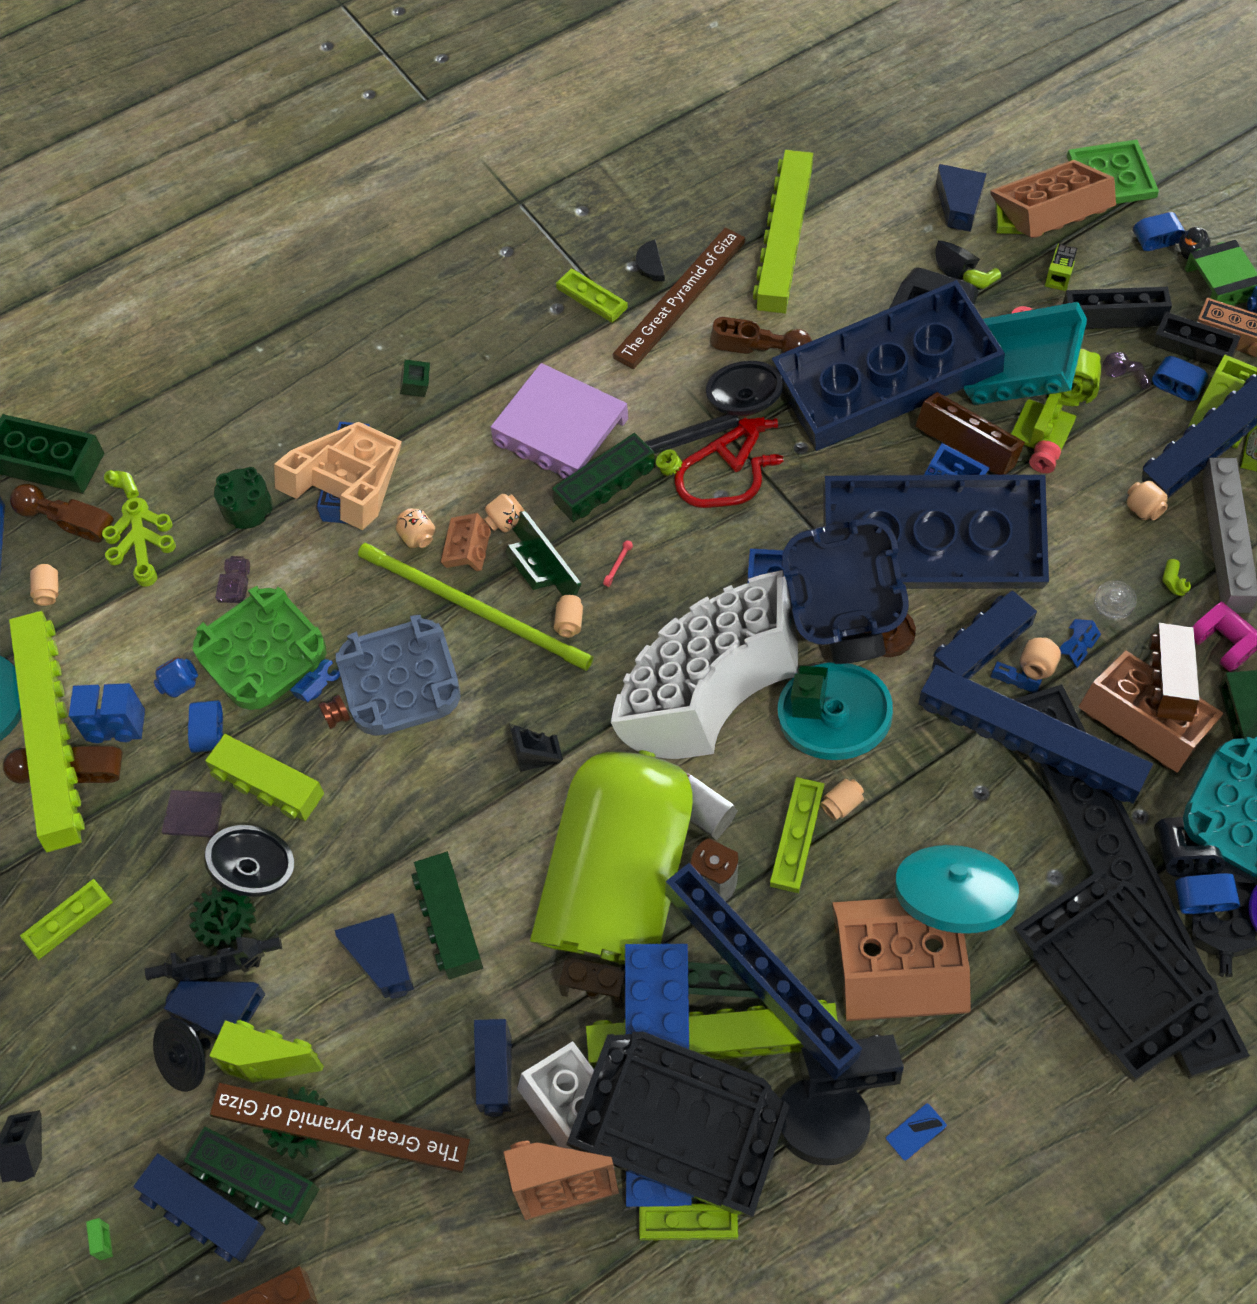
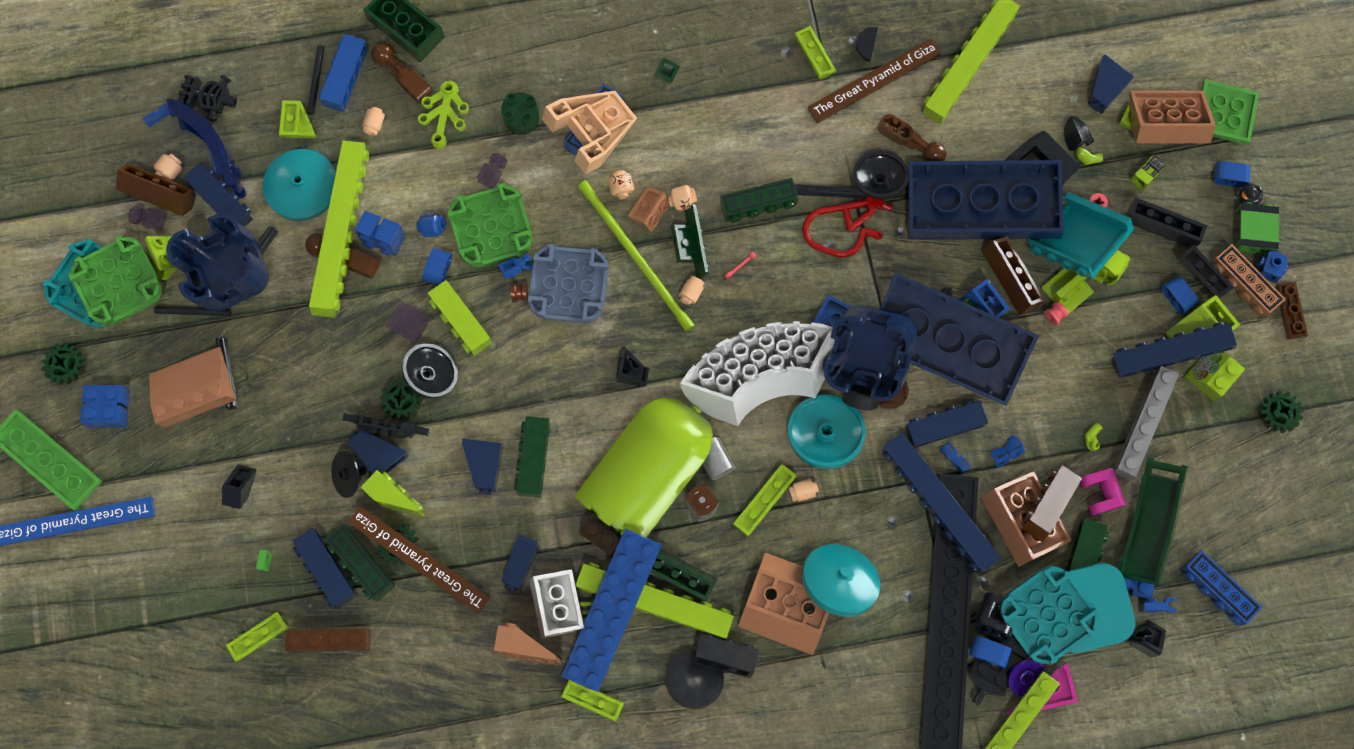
camera: 20 degrees right, 15 degrees up
(66, 919) = (310, 357): lime tile -> none
(123, 481) = (448, 63): lime arm -> none
(557, 421) = (747, 145): lavender panel -> none
(668, 468) = (811, 207): lime bush -> none
(681, 1120) = (610, 645): black slope -> none
(763, 971) = (696, 580): dark blue brick -> none
(809, 692) = (815, 413): dark green arch -> none
(916, 1131) = (746, 708): blue sticker -> none
(1040, 658) = (974, 453): light nougat head -> none
(1115, 600) = (1045, 435): clear plate -> none
(1118, 364) = (1144, 265): plate -> none
(1122, 972) = (913, 674): black slope -> none
(1147, 500) = (1105, 375): light nougat head -> none

